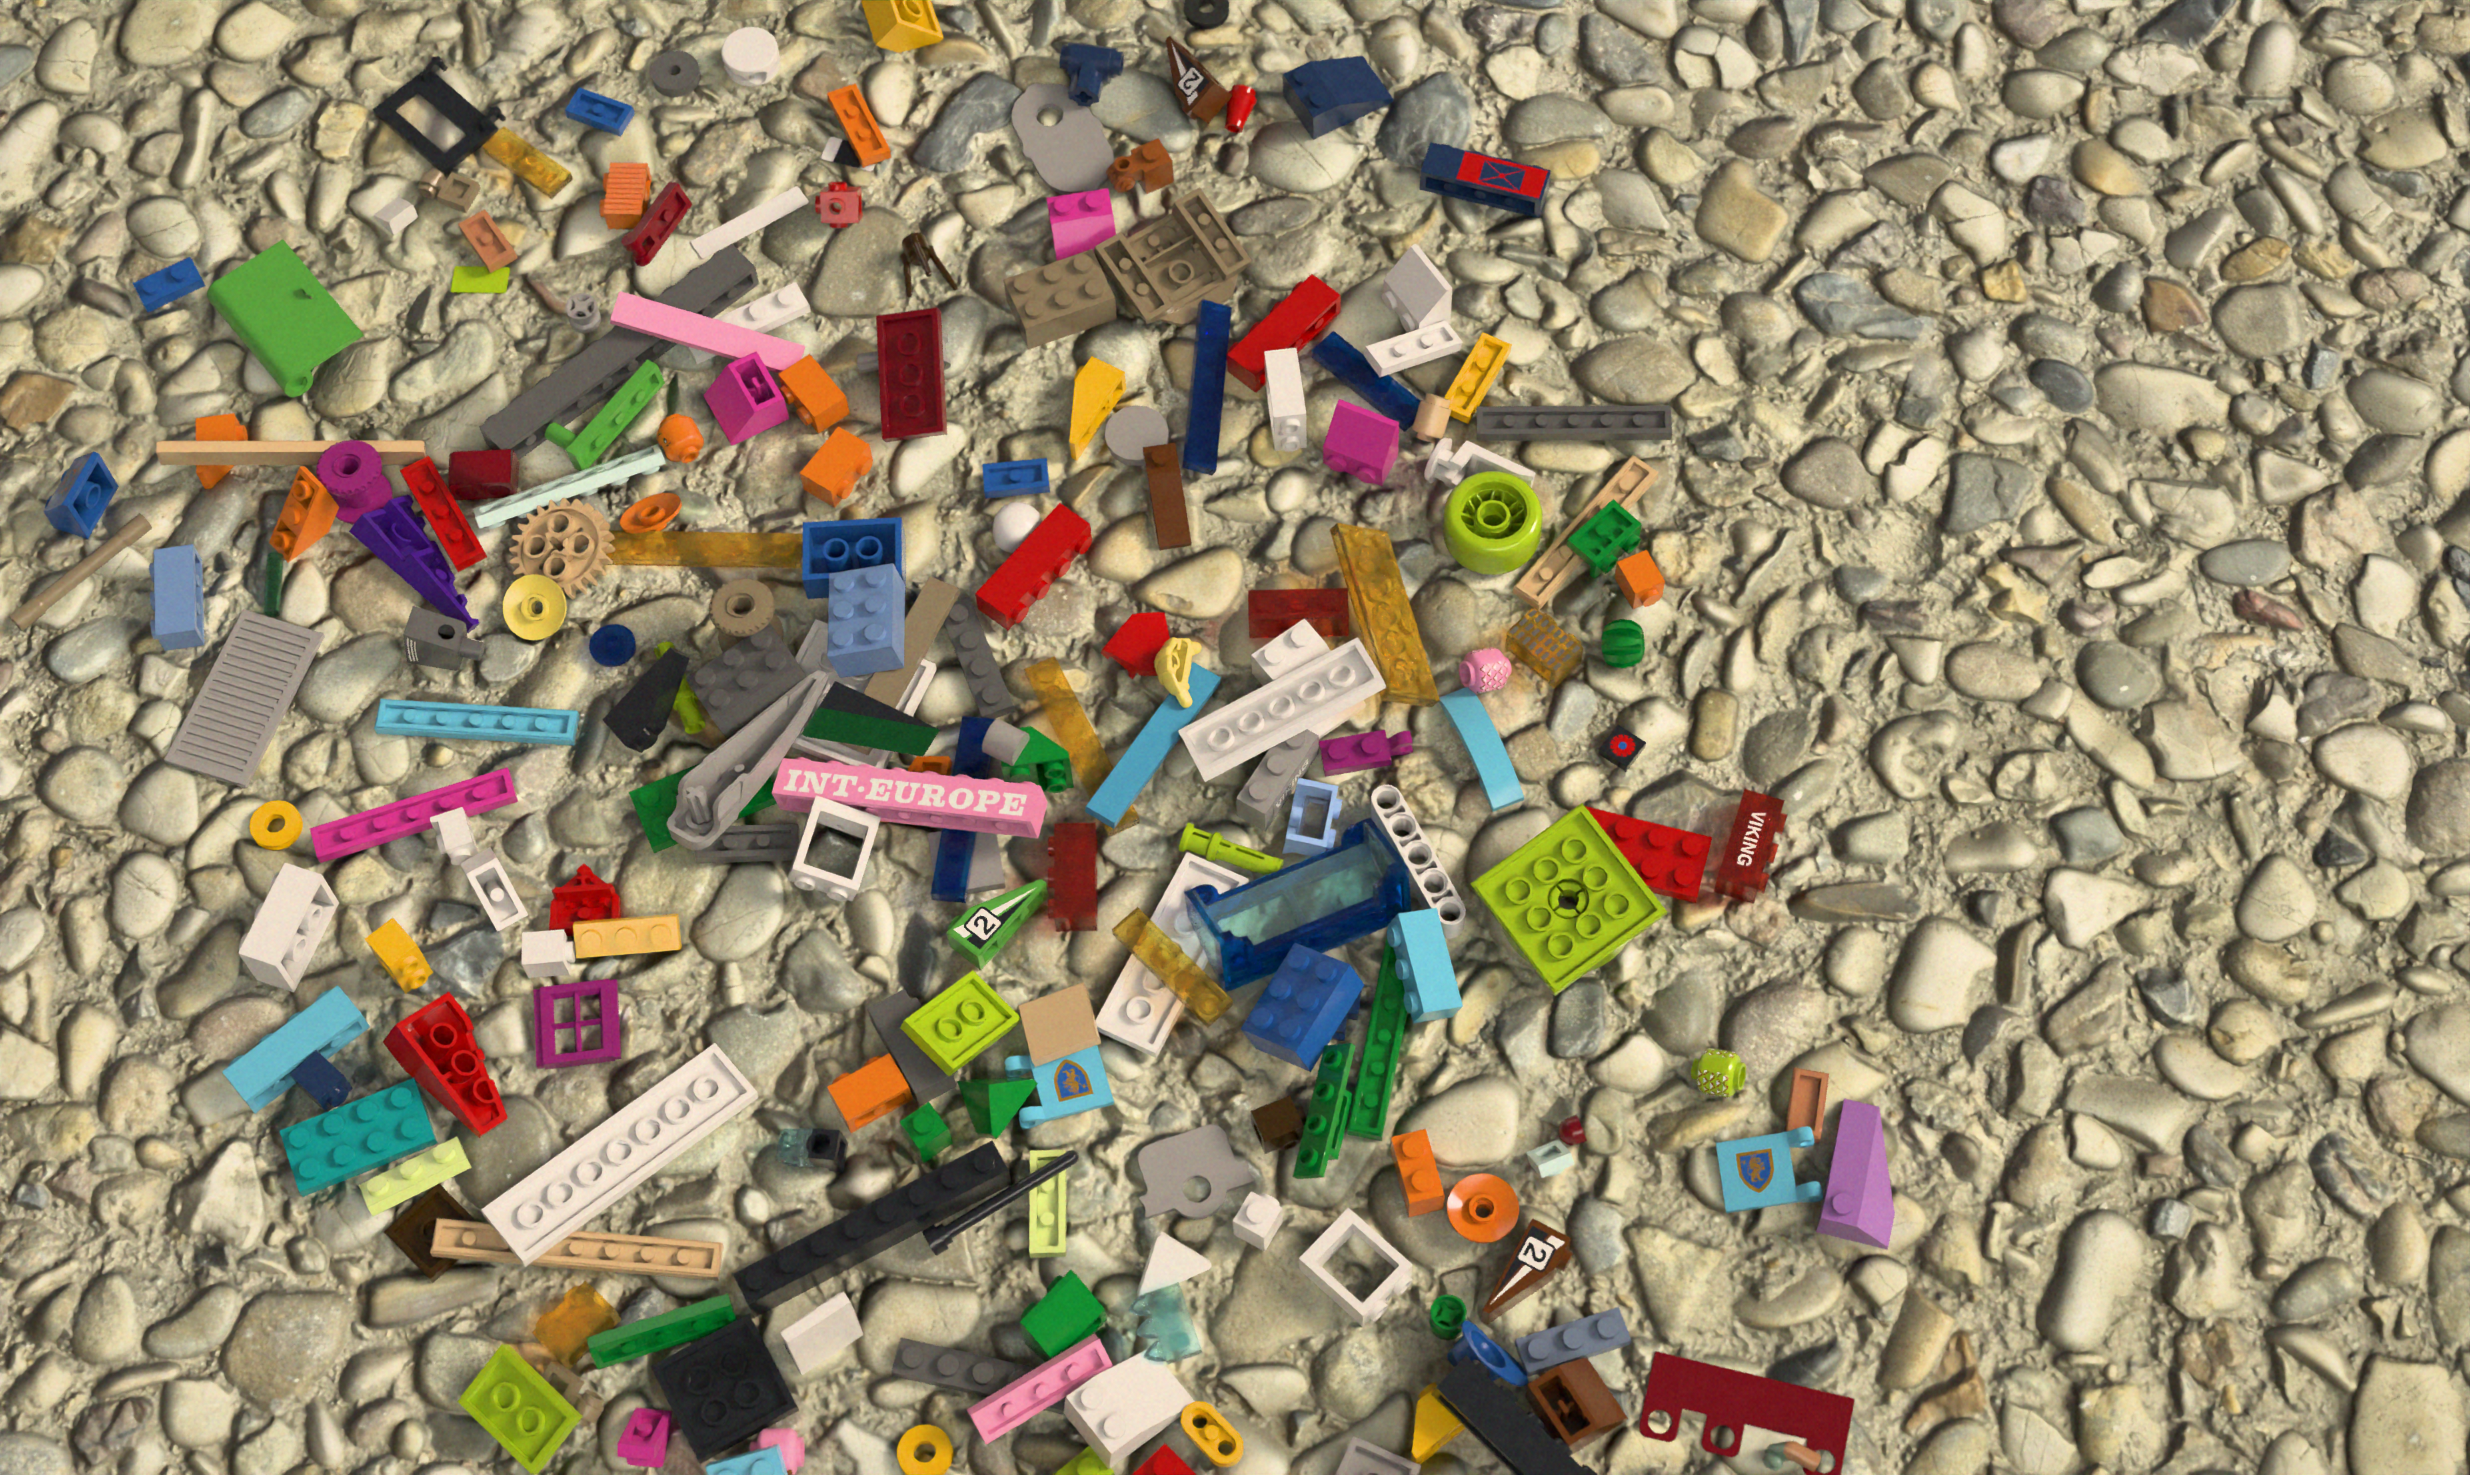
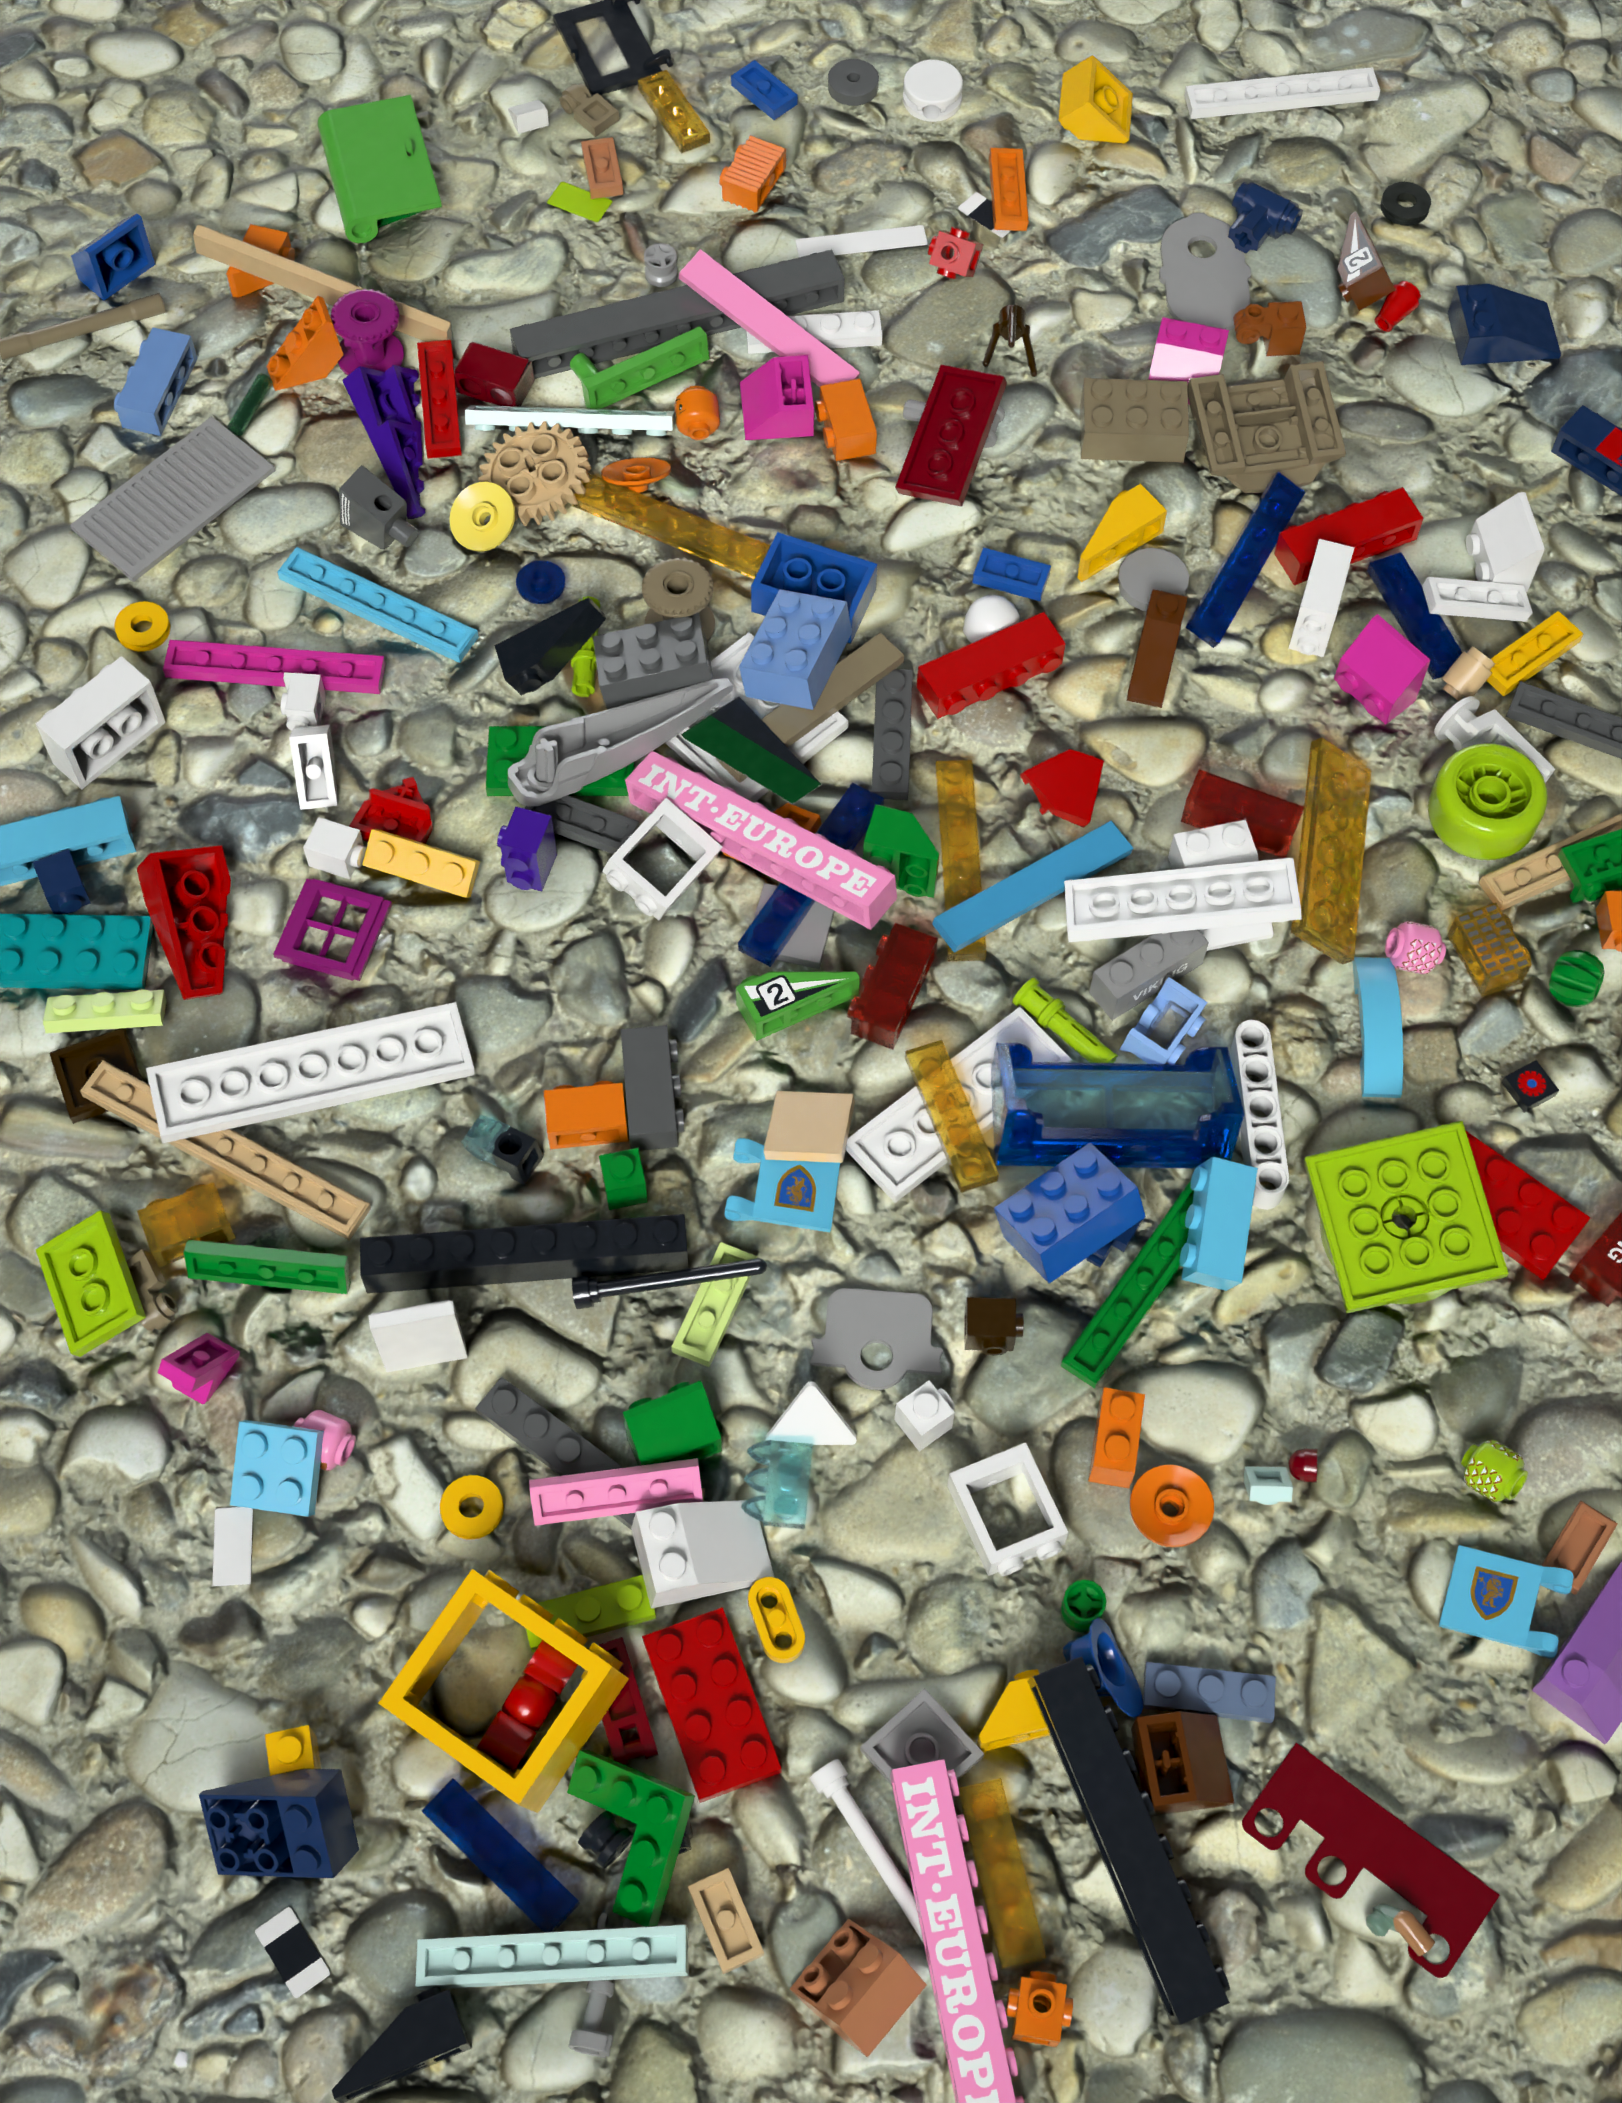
camera: 20 degrees right, 0 degrees up
(168, 284) = (290, 102): blue plate -> none
(399, 956) = (190, 791): yellow brick -> none
(657, 224) = (770, 208): dark red plate -> none
(716, 887) = (527, 849): none -> dark purple brick
(724, 1388) = (301, 1351): black plate -> none
(837, 467) = (837, 496): orange brick -> none
(960, 1023) = (707, 1082): lime plate -> none
(994, 1102) = (708, 1177): green slope -> none
(1004, 741) = (877, 816): light grey brick -> none
(1174, 667) = (1089, 815): light yellow piece -> none
(1326, 1113) = (1046, 1335): green bracket -> none
(1362, 751) = (1250, 980): magenta plate -> none
(1531, 1267) = (1196, 1592): reddish brown slope -> none

